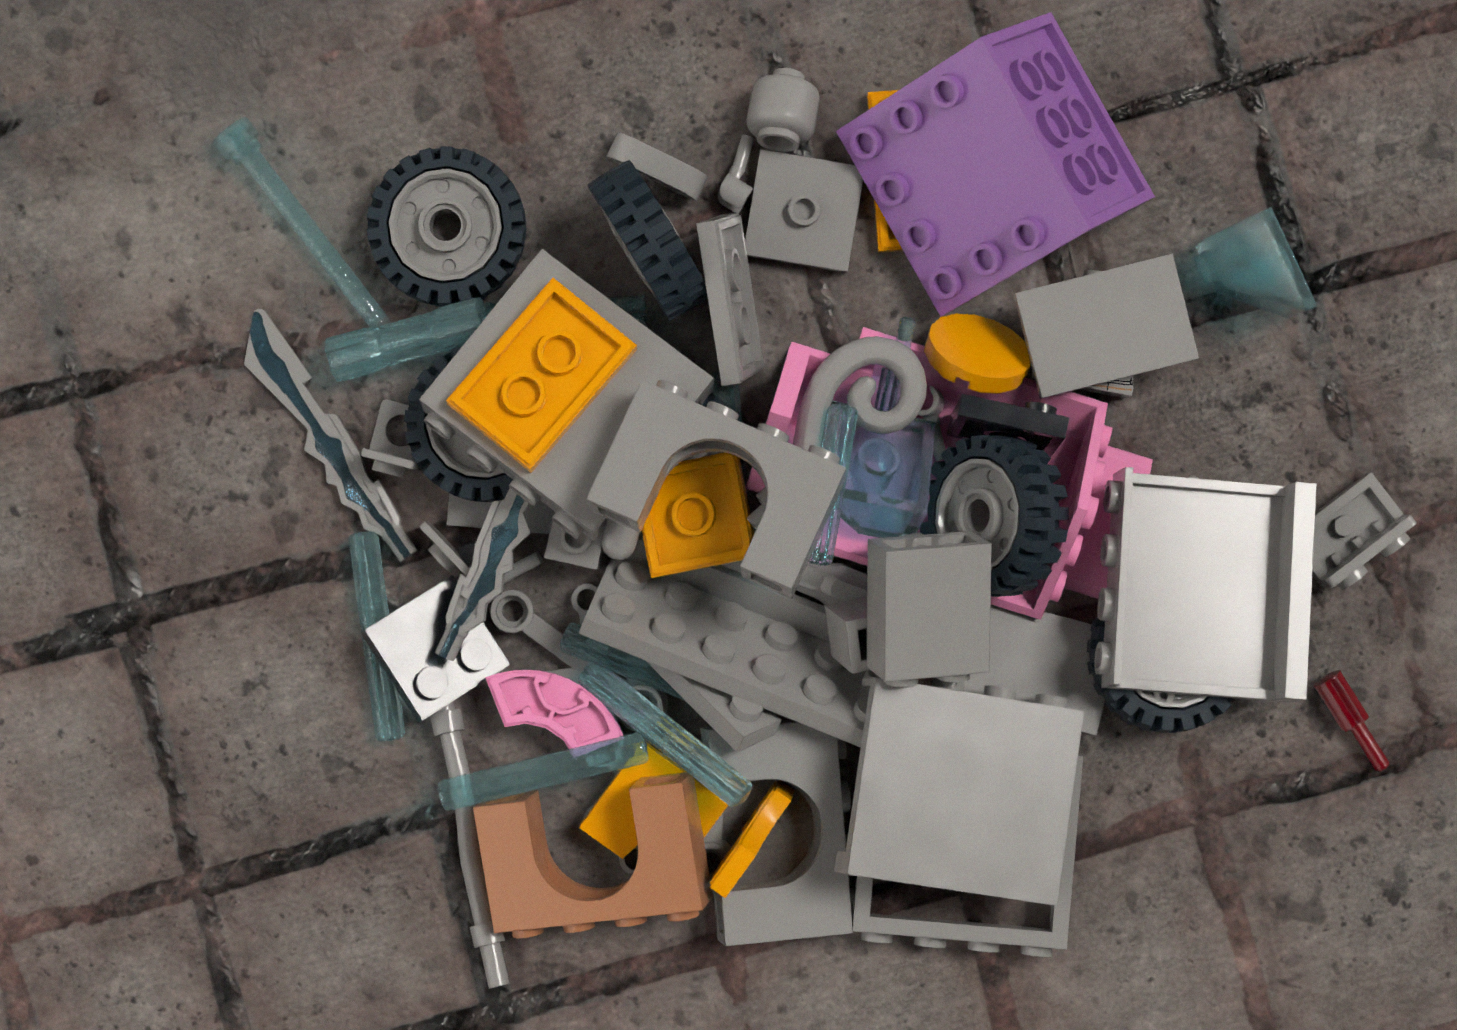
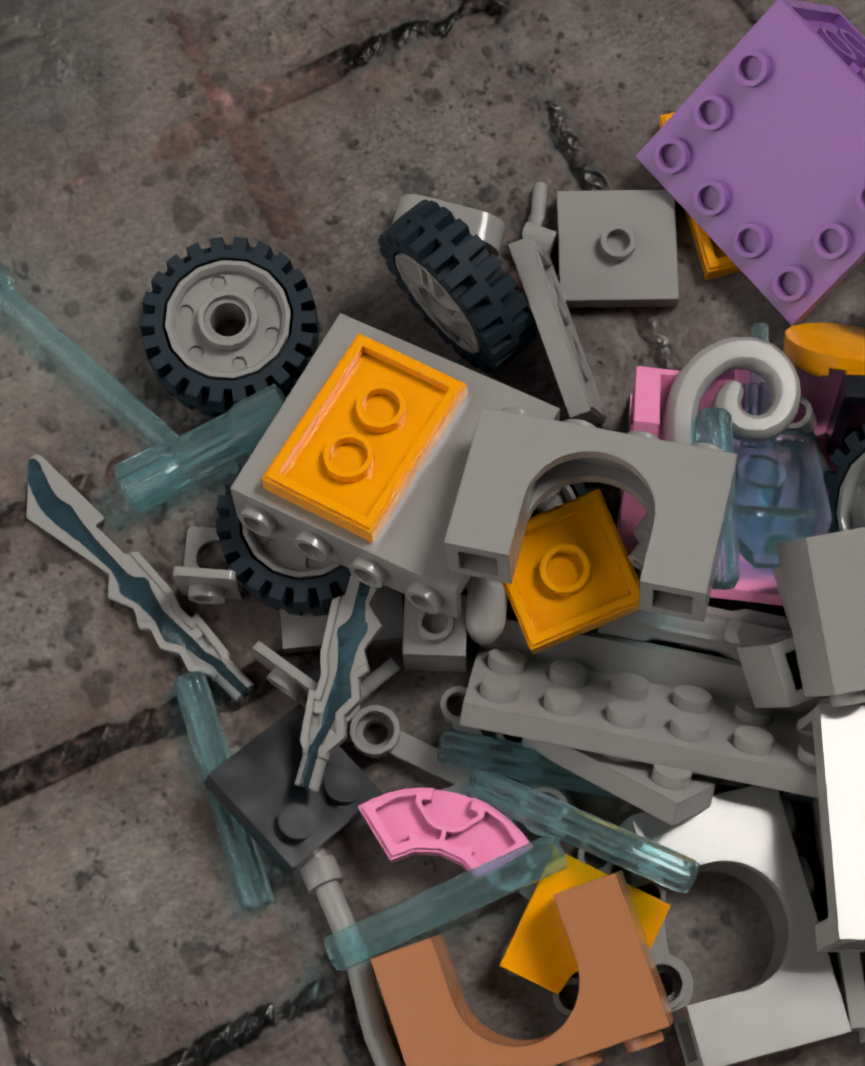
camera: 10 degrees left, 15 degrees down
(751, 838) = (706, 940): light orange tile -> none
(783, 110) = (574, 145): light grey head -> none

